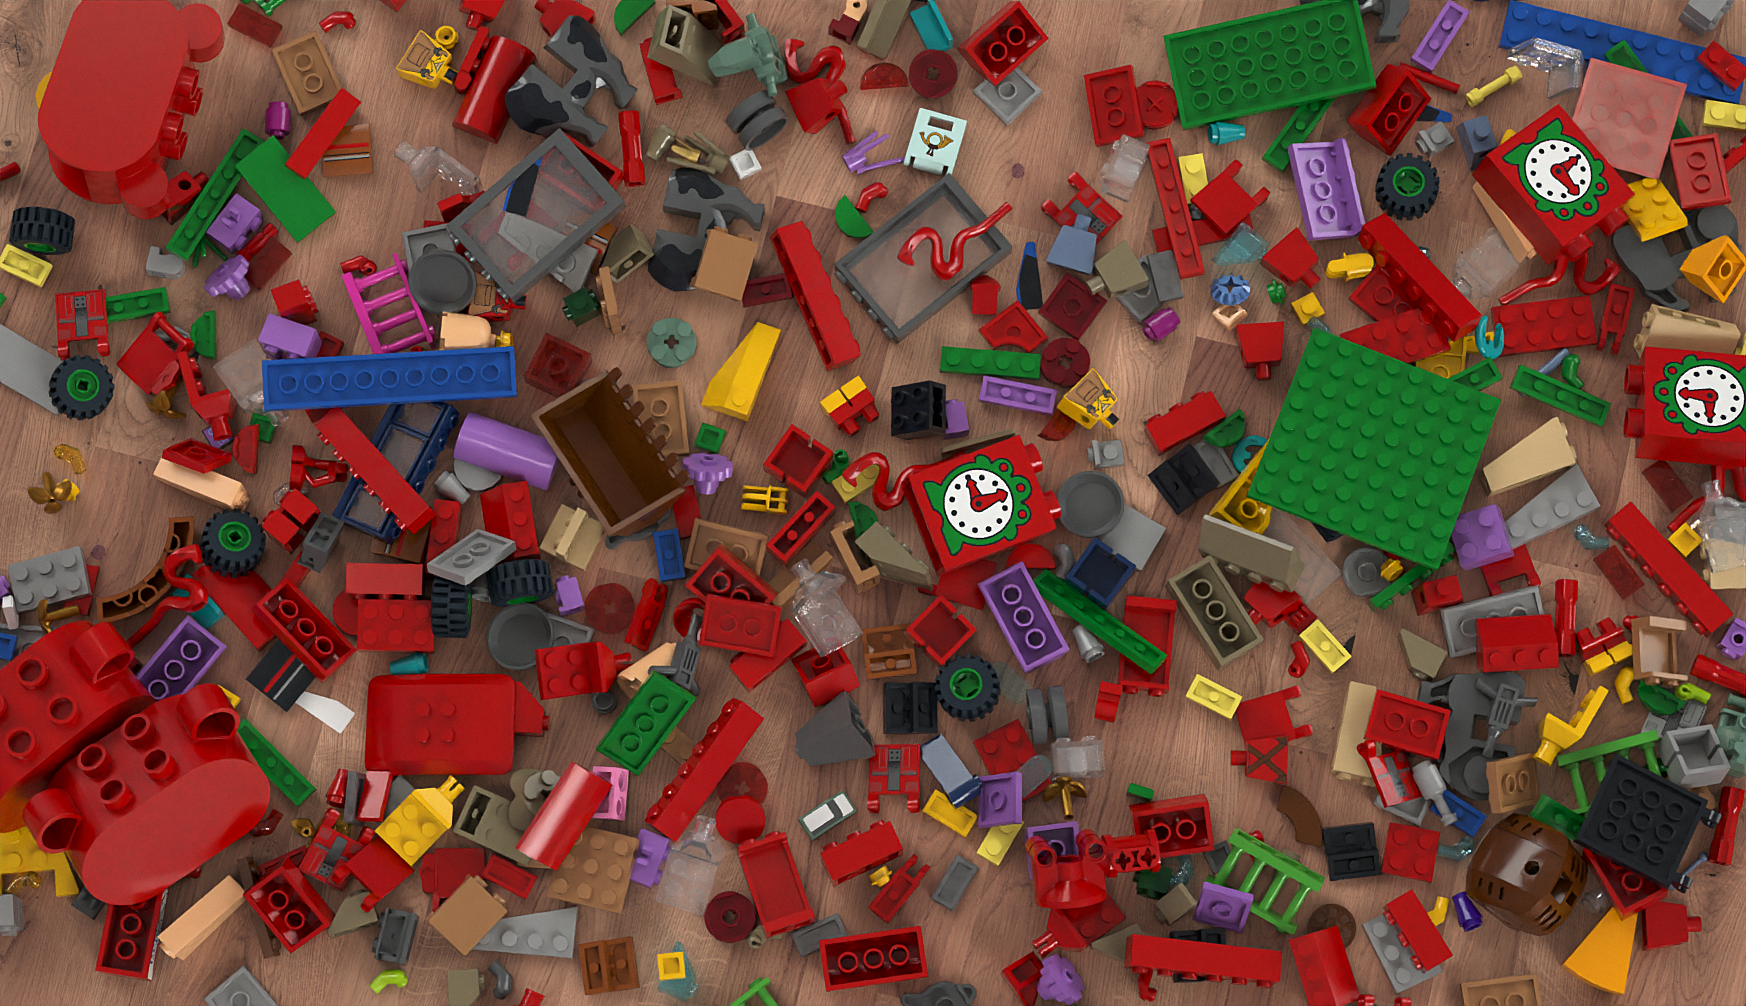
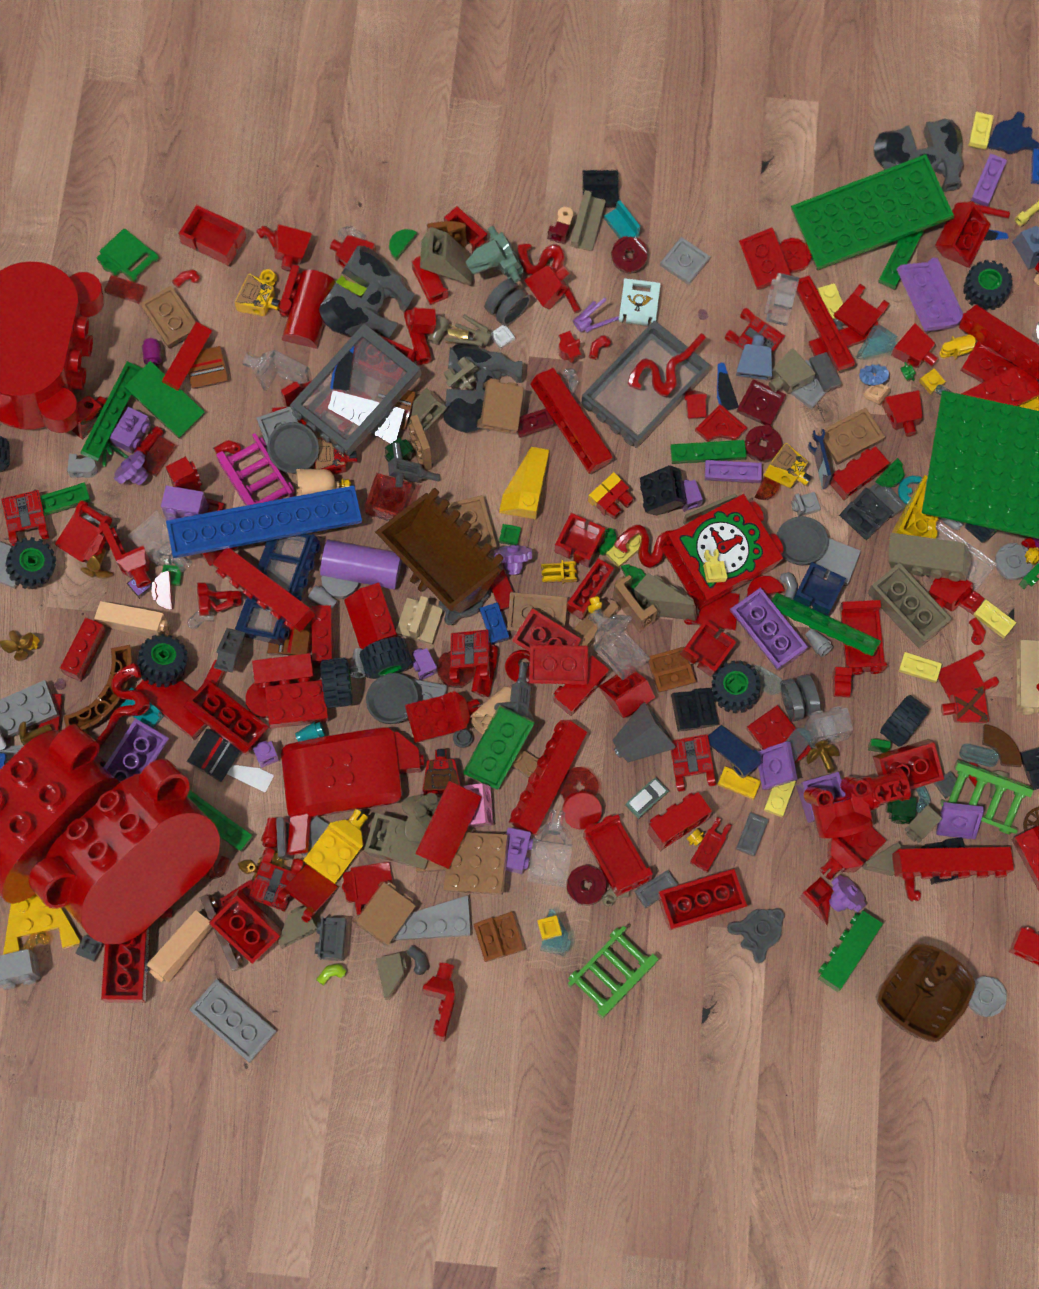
camera: 10 degrees left, 5 degrees down
(72, 455) = (29, 615): clear yellow arm -> none
(133, 512) = (83, 649): none -> red brick
(197, 455) = (125, 600): red tile -> none
(204, 335) = (118, 513): green tile -> none
(281, 529) = (207, 631): red piece -> none
(347, 684) = (265, 753): none -> medium lavender brick
(471, 557) = (346, 643): light grey plate -> none
(508, 876) = (411, 880): red tile -> none
(554, 66) = (351, 286): none -> lime piece
(567, 744) = (439, 773): none -> torso
(587, 333) = (407, 470): none -> dark grey piece
(629, 589) = (469, 651): none -> red flag
(639, 130) = (422, 320): none -> red brick
(660, 351) = (466, 460): sand green plate -> none
(670, 218) = (464, 377): none -> dark tan hips
(802, 552) = (595, 604): none -> yellow arm
(828, 236) = (573, 379): none -> clear arm
(829, 193) = (568, 346): none -> red piece
(850, 221) = (587, 366): green tile -> none
(883, 76) = (593, 261): clear red plate -> none
(960, 533) = (714, 569): none -> light yellow plate
(1003, 42) = (676, 225): red slope -> none
(1135, 394) = (820, 458): none -> dark blue flag
(1160, 324) = (828, 406): magenta brick -> none
(1176, 766) = (904, 720): none -> black wheel
(1183, 369) = (851, 436): none -> medium nougat plate
(1224, 133) = (848, 266): teal cone -> none
(1267, 824) = (979, 755): none -> clear light blue tile
(1433, 140) = (999, 251): light grey bracket -> none

